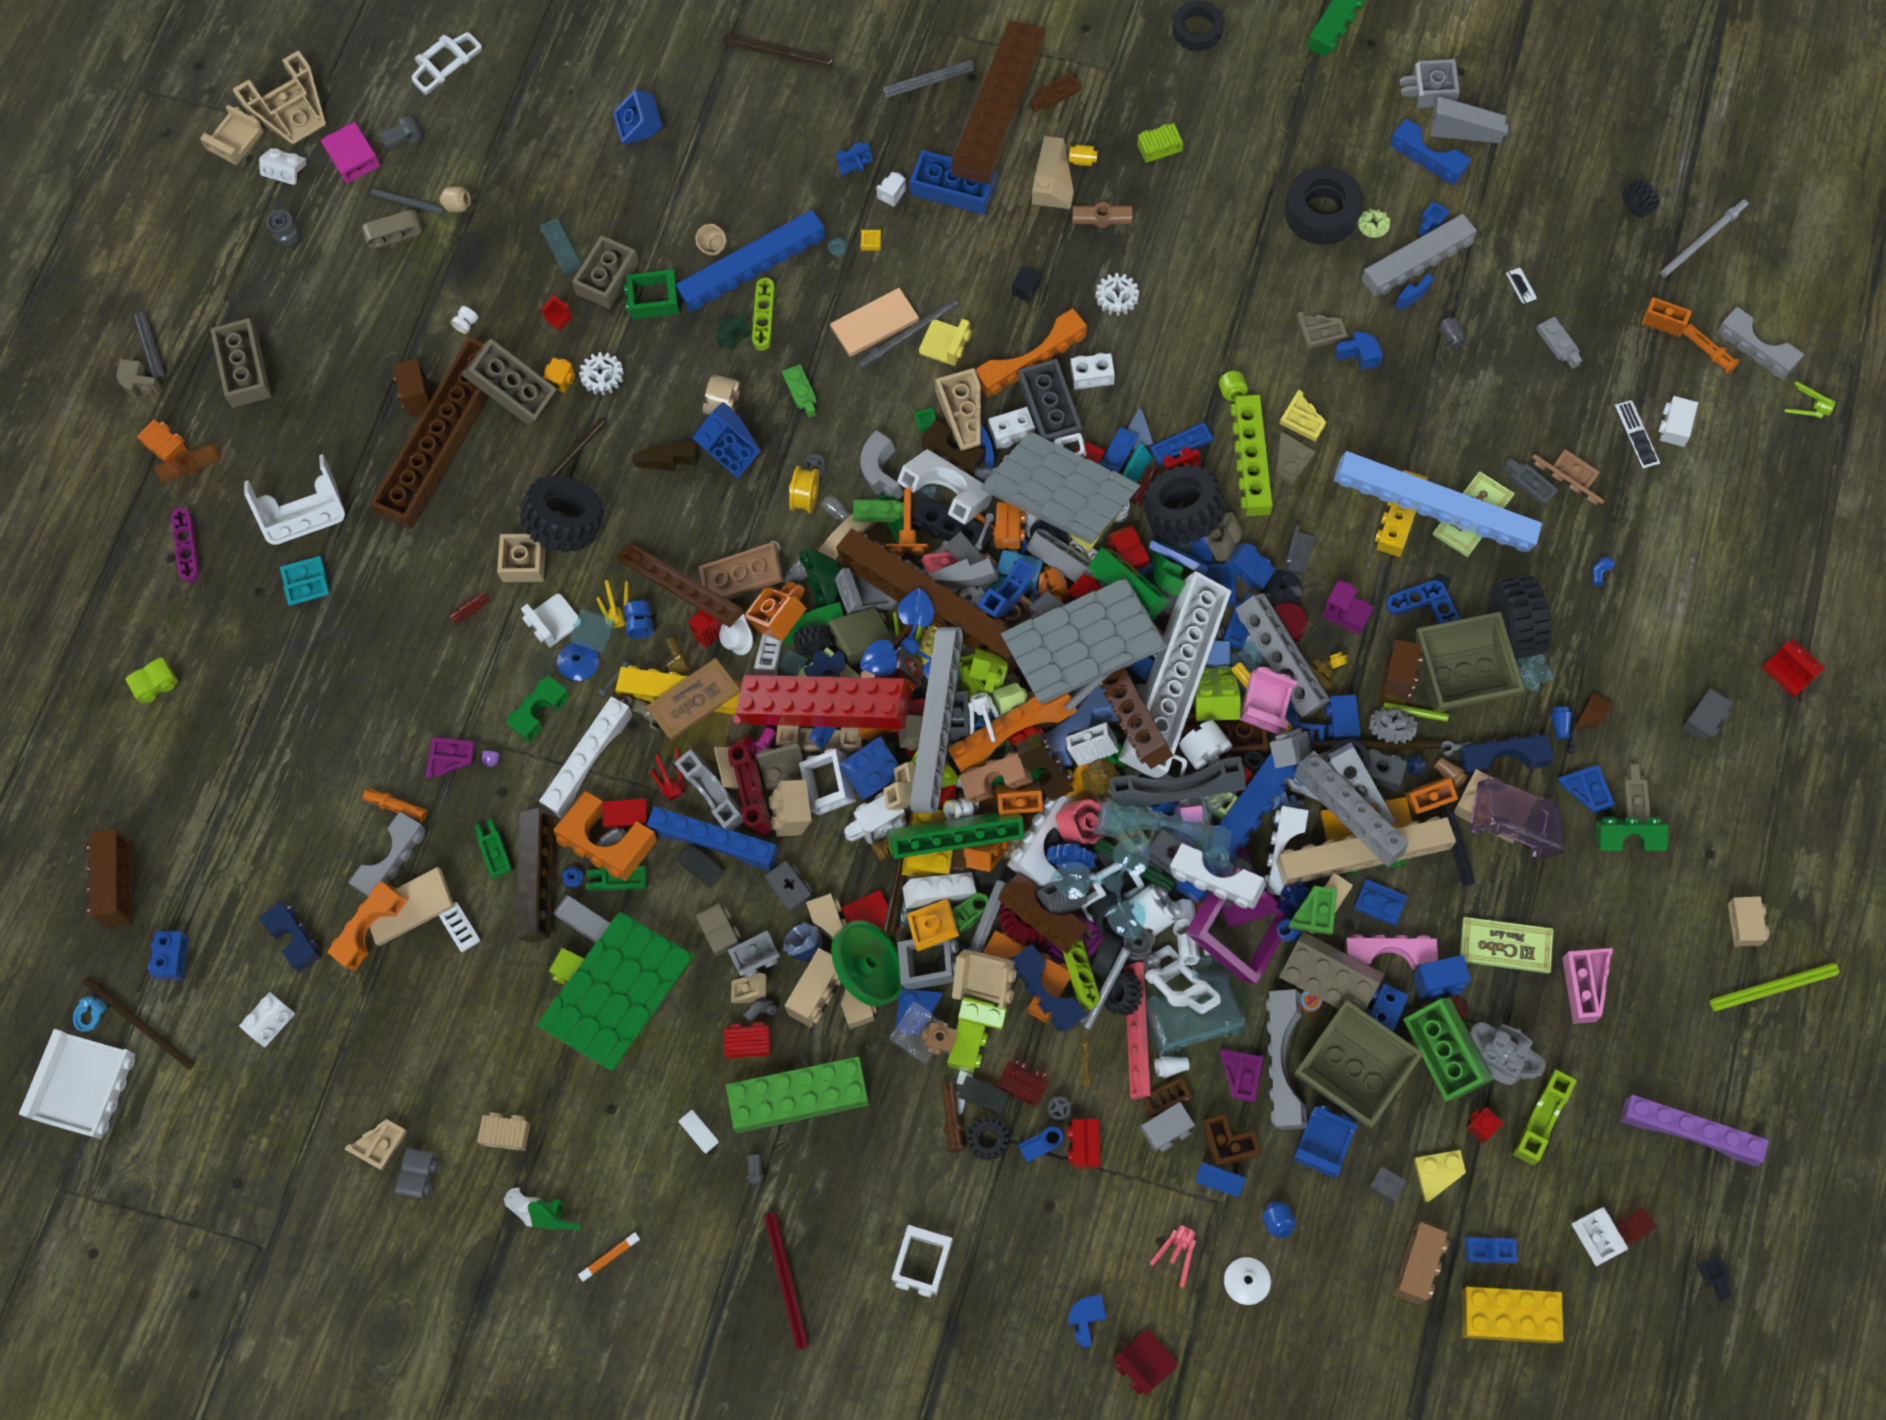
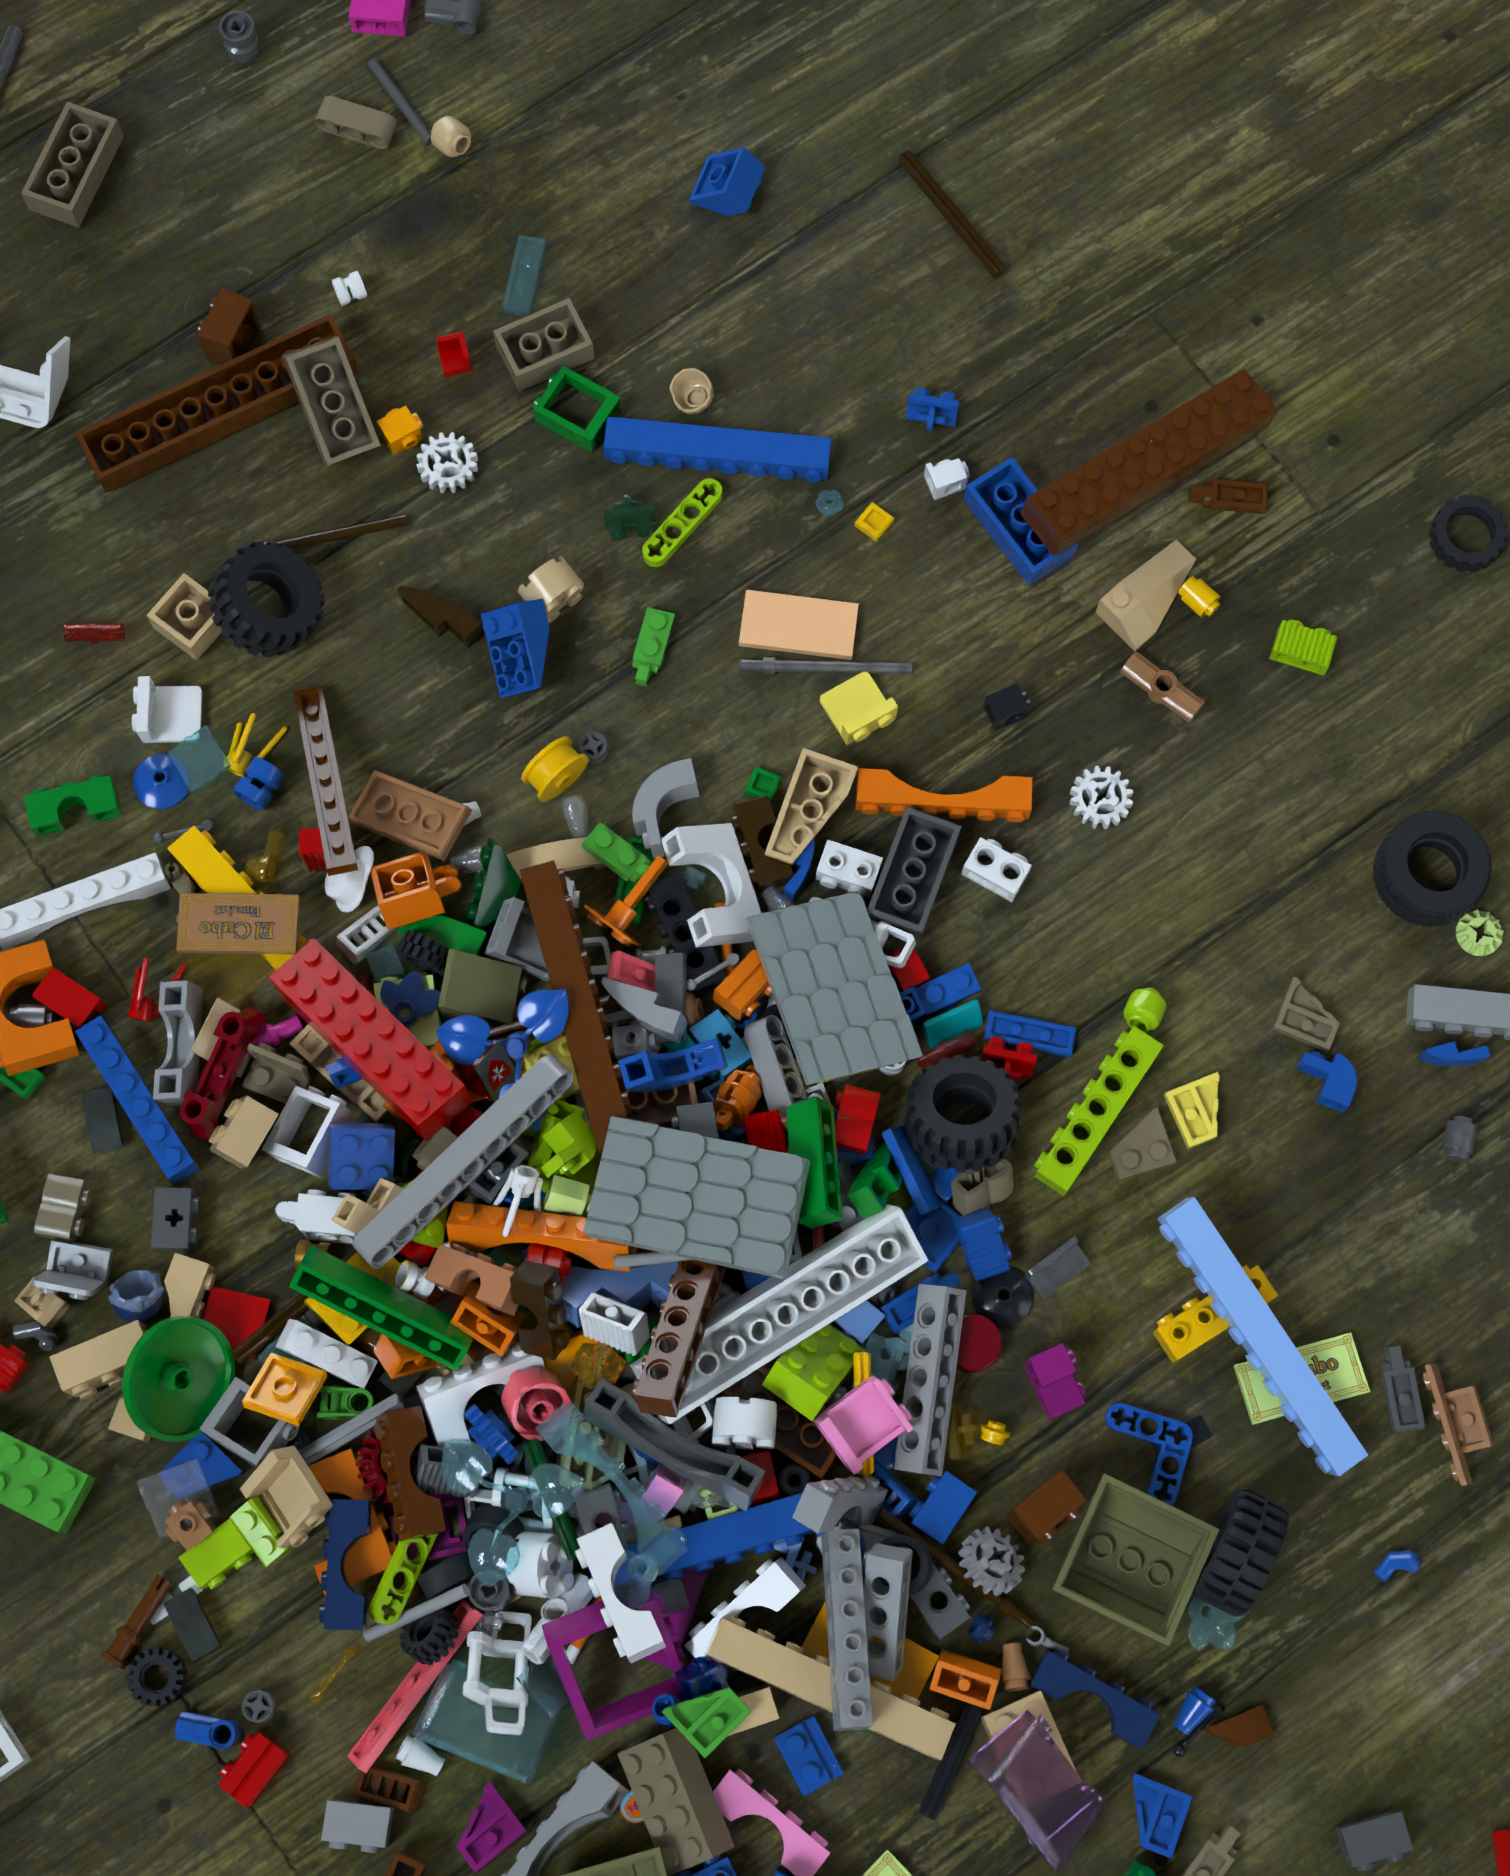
camera: 30 degrees right, 5 degrees up
(928, 78) = (1098, 371): flat silver axle -> none
(1023, 1083) = (244, 1646): clear red brick -> none
(1139, 427) = (992, 981): sand blue slope -> none
(1418, 711) = (1032, 1559): lime bar -> none

